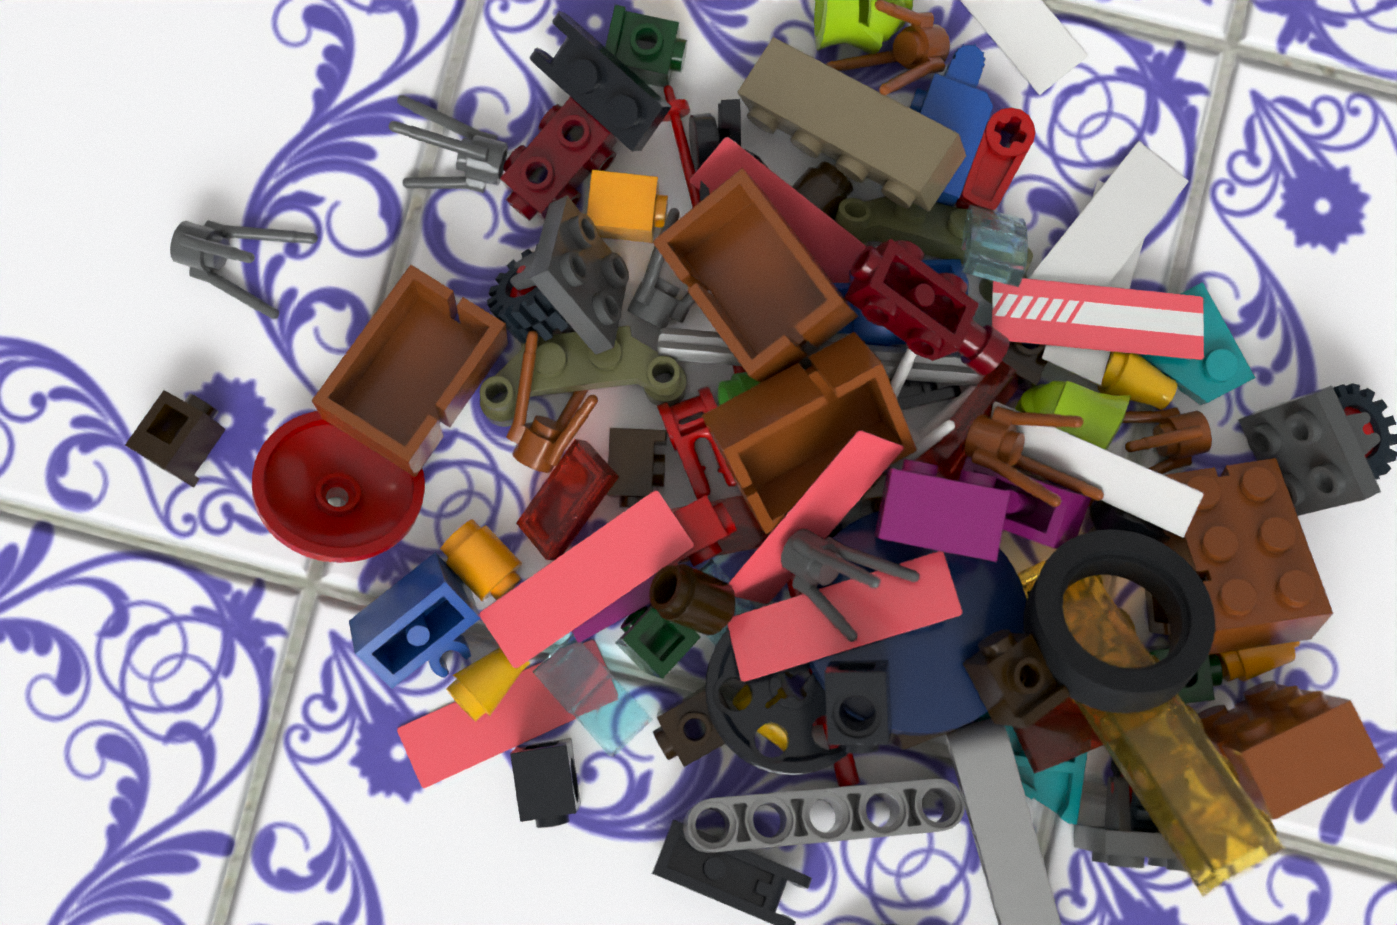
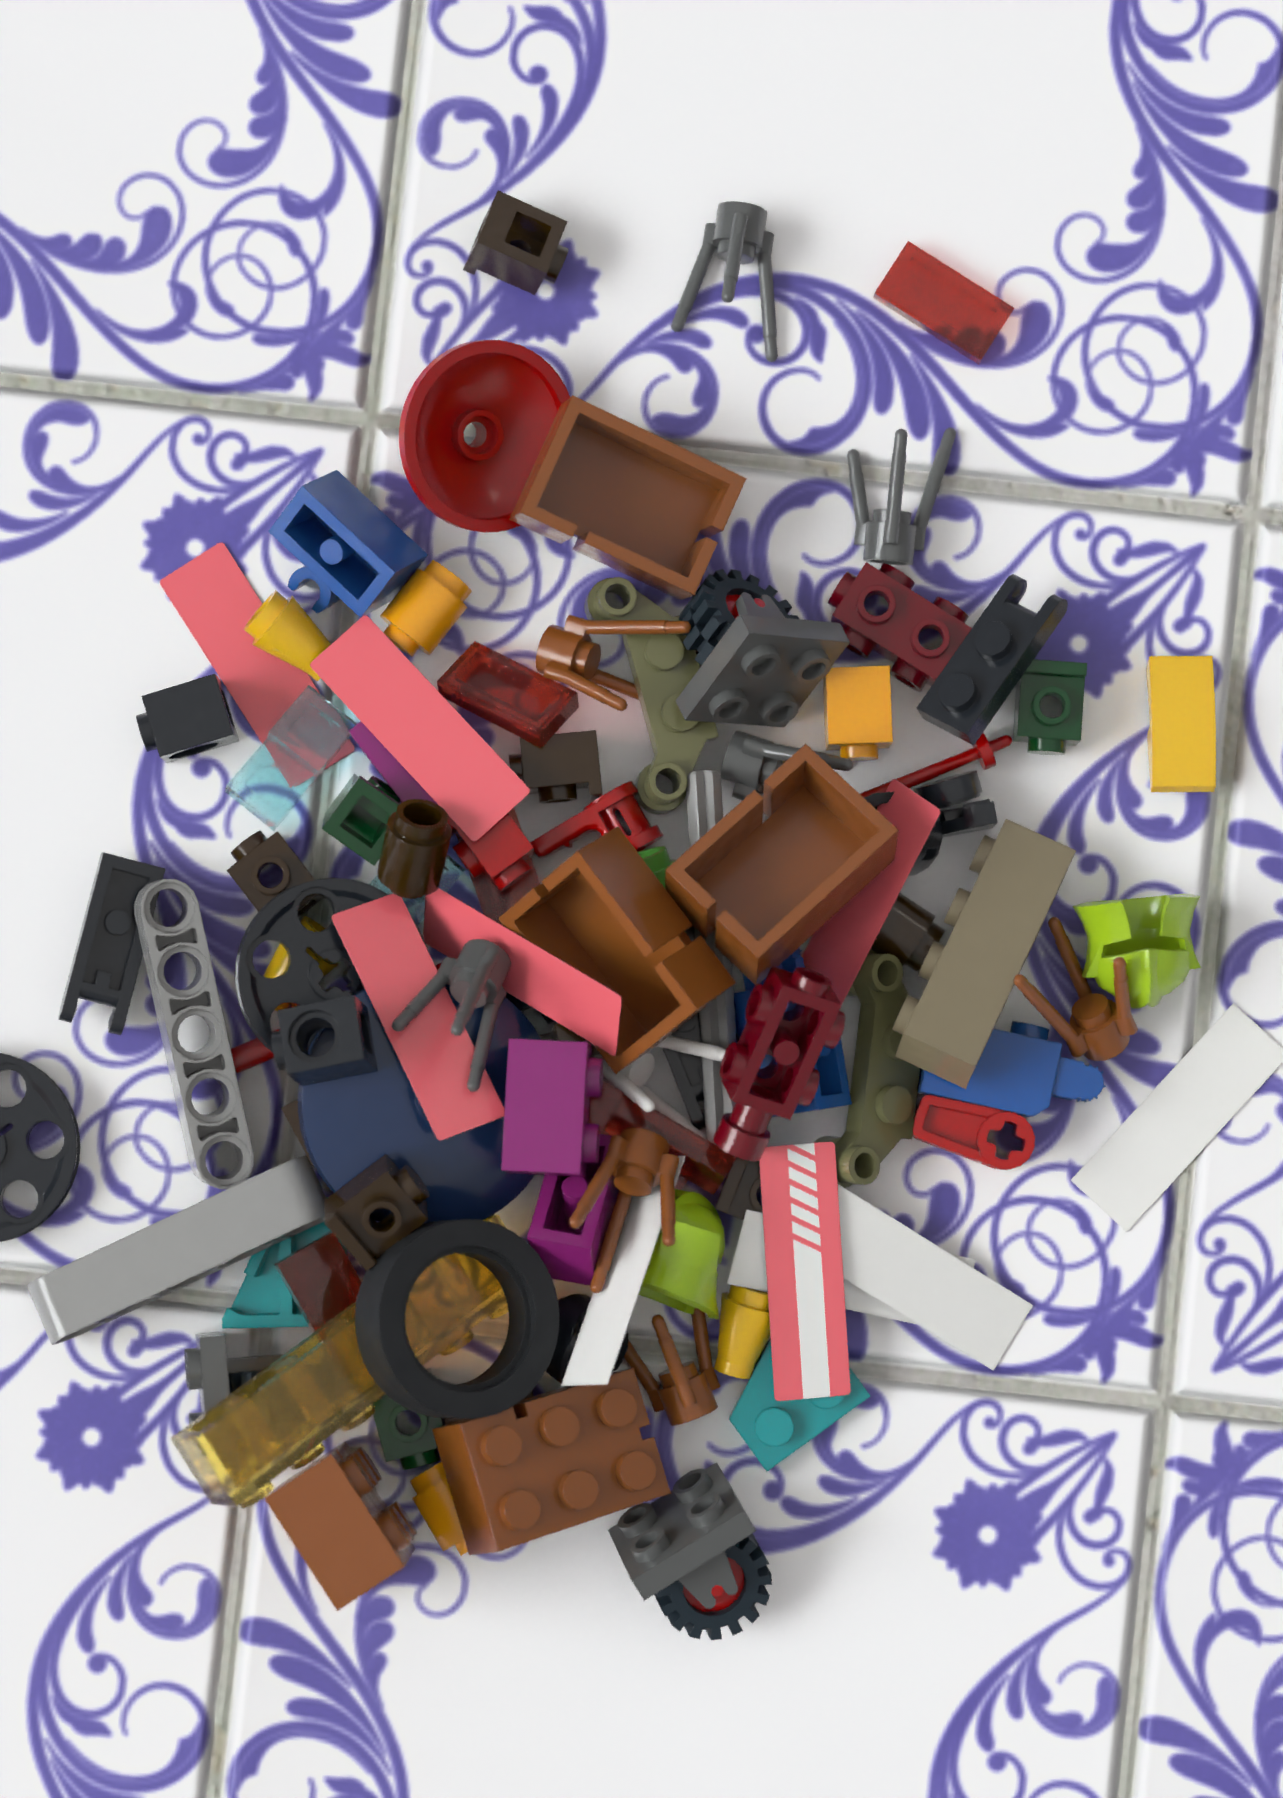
camera: 80 degrees right, 0 degrees up
(290, 88) = (943, 302): none -> clear red tile
(995, 246) = (864, 1132): clear light blue slope -> none

